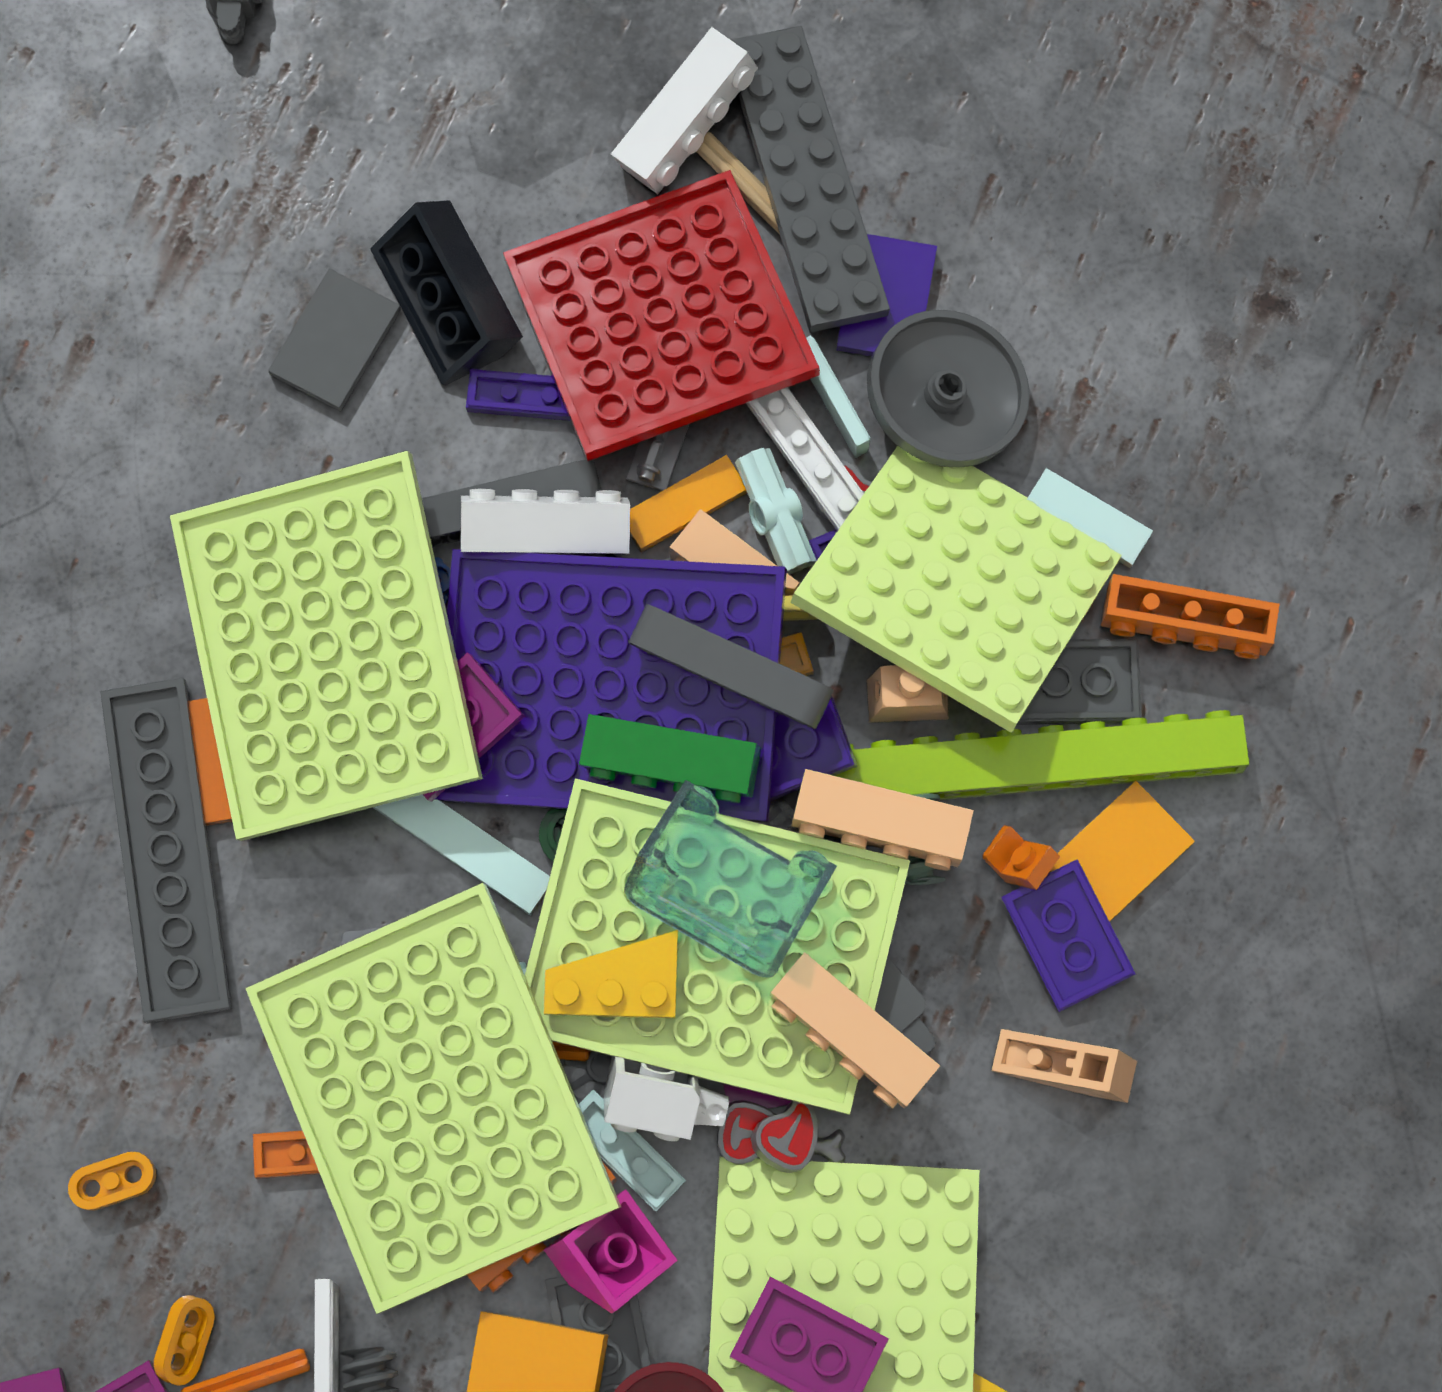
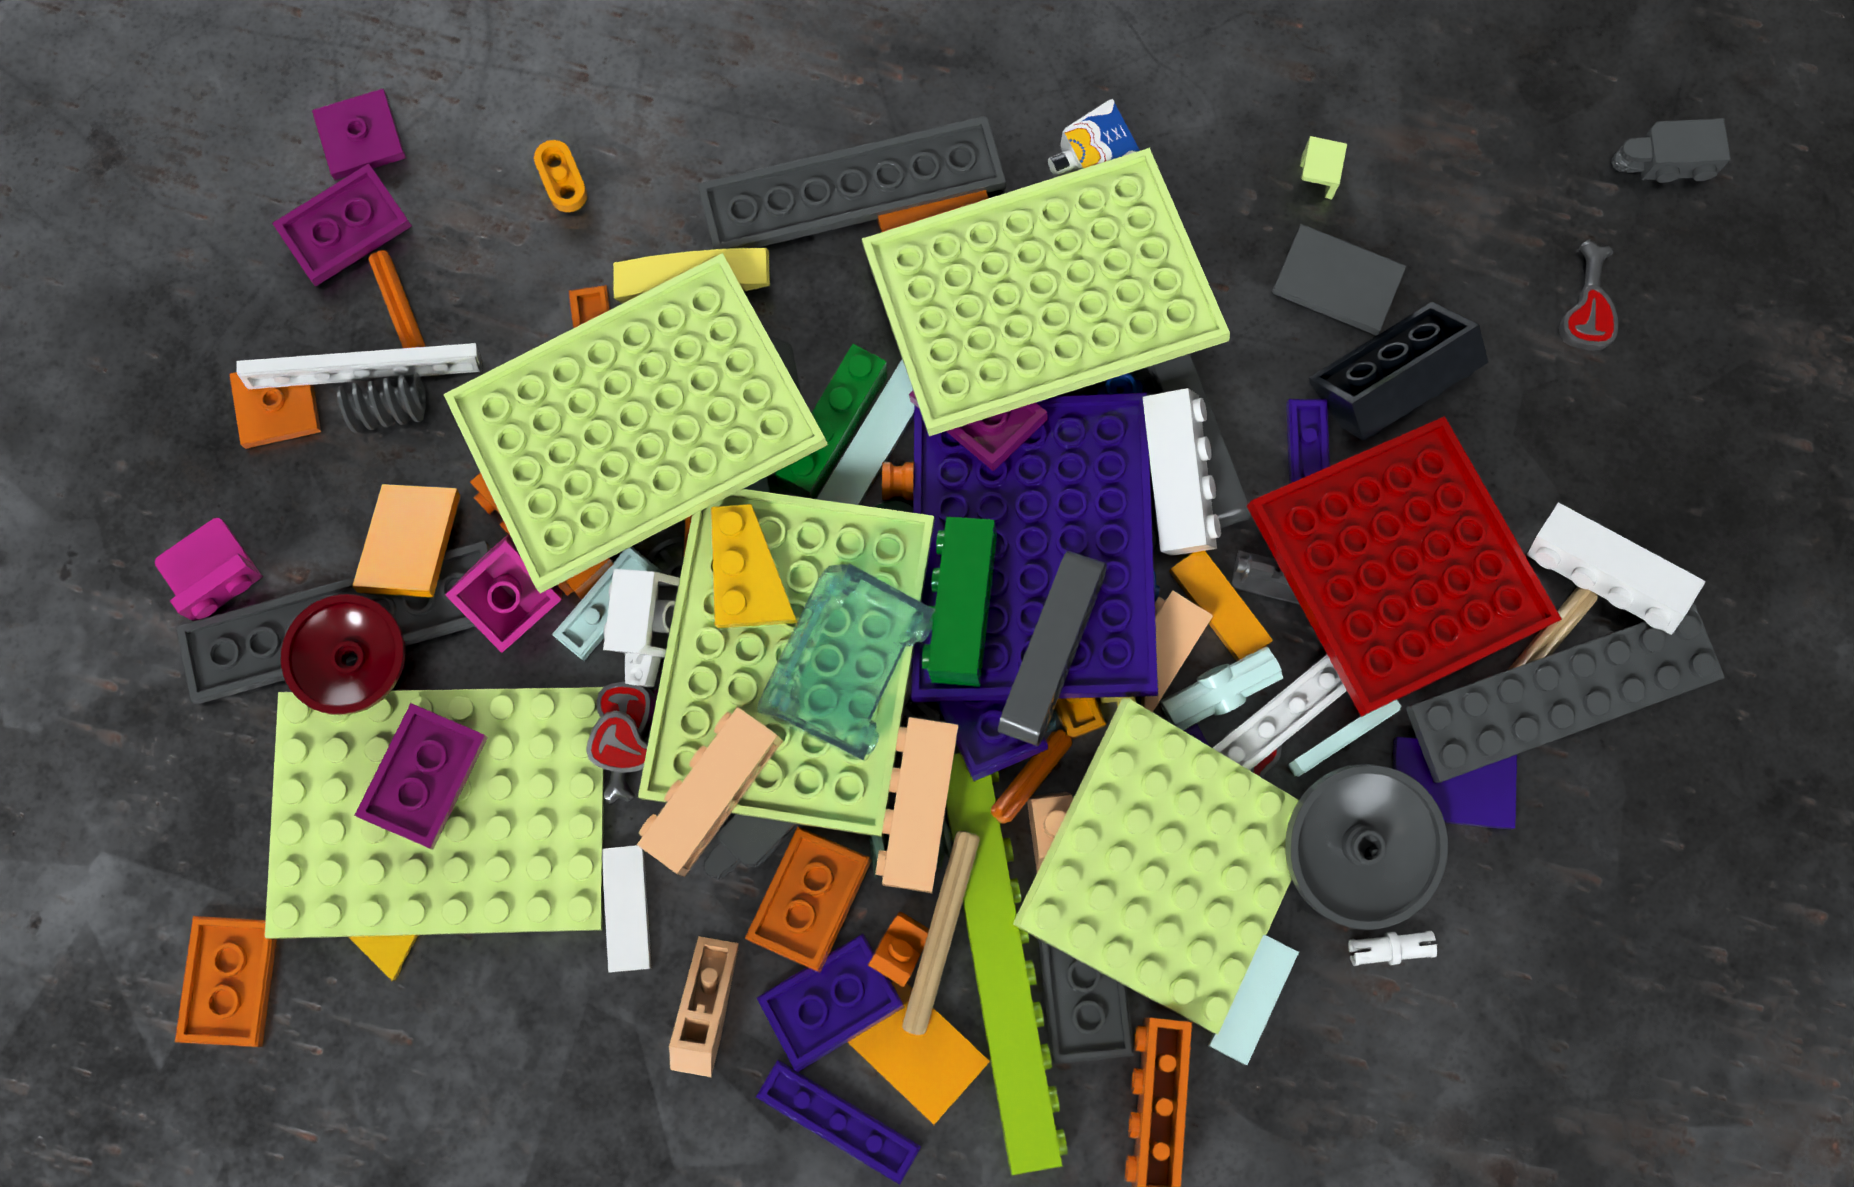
camera: 85 degrees right, 0 degrees up
(151, 576) = (1093, 140): none -> torso
(184, 1340) = (429, 247): light orange plate -> none
(204, 337) = (1323, 163): none -> yellowish green panel
(250, 1059) = (642, 274): none -> light yellow slope
(408, 89) = (1594, 319): none -> flat silver piece
(433, 876) = (838, 418): none -> green brick
(518, 823) = (897, 481): none -> orange wheel
(860, 714) = (1031, 777): none -> orange axle
(958, 1144) = (626, 909): none -> white tile
(962, 950) = (808, 899): none -> orange tile
(1008, 813) = (940, 932): none -> tan axle
(1047, 378) = (1392, 948): none -> white pin
(1186, 938) = (838, 1122): none -> dark purple tile

